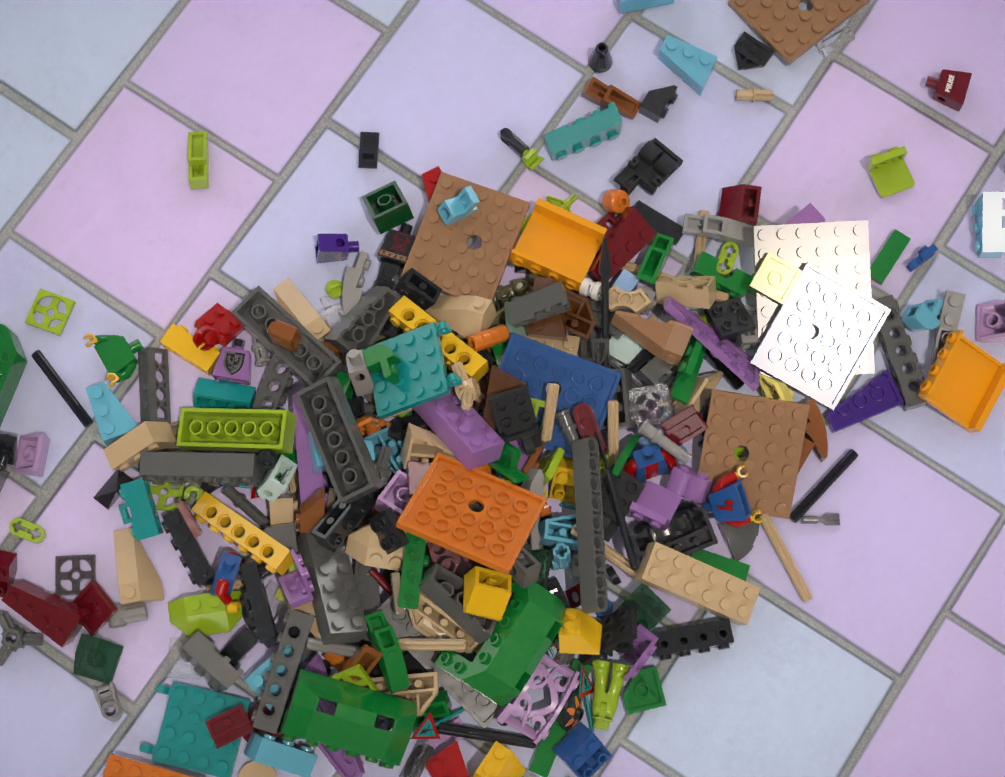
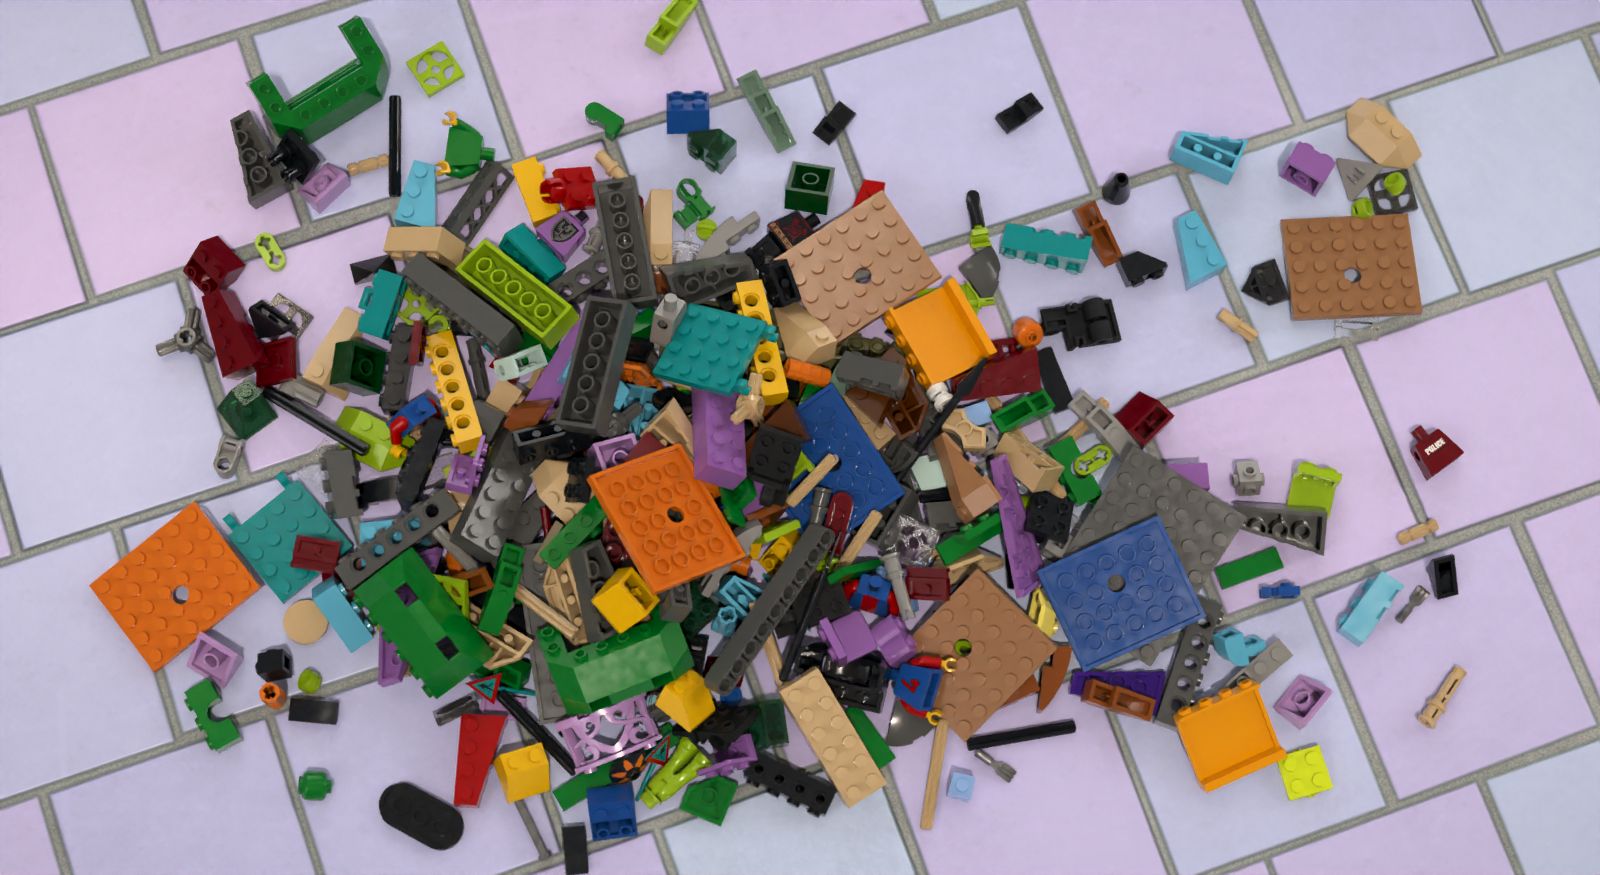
camera: 30 degrees right, 0 degrees up
(52, 416) = (368, 165): none -> tan axle
(65, 582) = (269, 321): none -> black slope
(155, 629) = (316, 421): none -> black axle
(158, 568) = (357, 368): none -> dark green brick
(202, 261) = (604, 118): none -> green leg
(232, 292) = (612, 168): none -> tan pin
(259, 215) = (687, 112): none -> blue slope
(267, 458) = (524, 338): black plate -> none
(284, 335) = (621, 237): dark orange brick -> none
(296, 227) = (713, 148): none -> clear green slope
(314, 175) = (766, 111): none -> sand green slope
(315, 276) = (697, 205): none -> green piece
(334, 247) = (728, 186): dark purple torso -> none
(383, 359) = (695, 325): green brick -> none
(459, 207) = (870, 233): medium azure brick -> none
(493, 53) = (1020, 113): none -> black slope
(552, 181) = (982, 272): none -> dark grey brick
(613, 575) = (762, 674): black tile -> none
(775, 278) = (1117, 508): plate -> none
(811, 552) = (960, 787): none -> light blue brick
(841, 195) = (1247, 478): none -> light grey brick
(872, 412) = (1118, 700): none -> dark orange slope
(894, 206) = (1287, 524): none -> dark grey wedge
(980, 150) = (1417, 532): none -> tan axle

